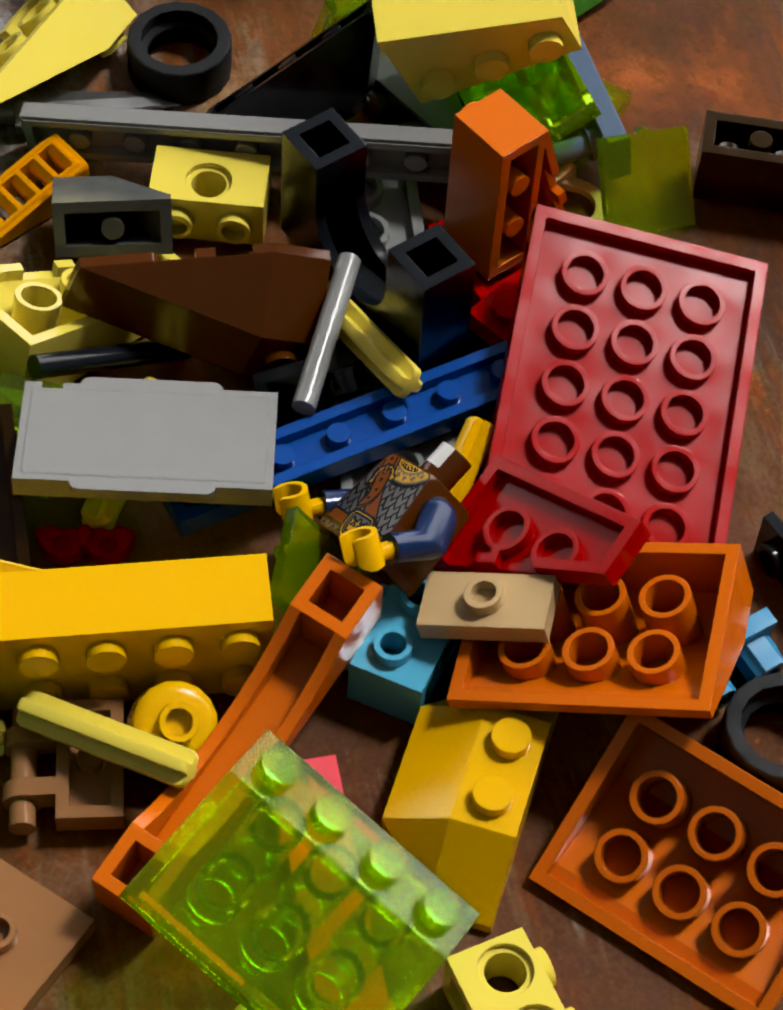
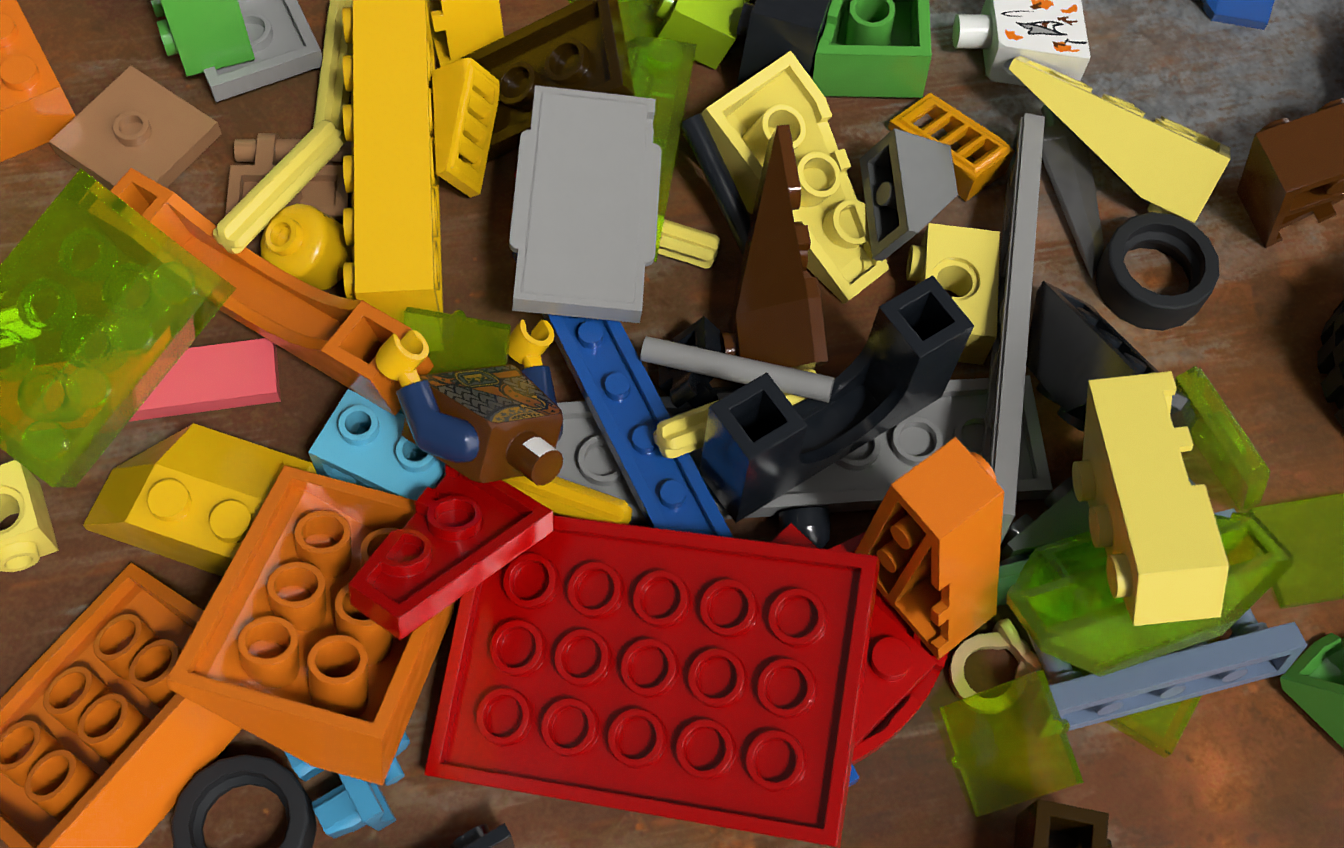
camera: 90 degrees right, 10 degrees up
(488, 606) = (370, 498): tan plate -> none

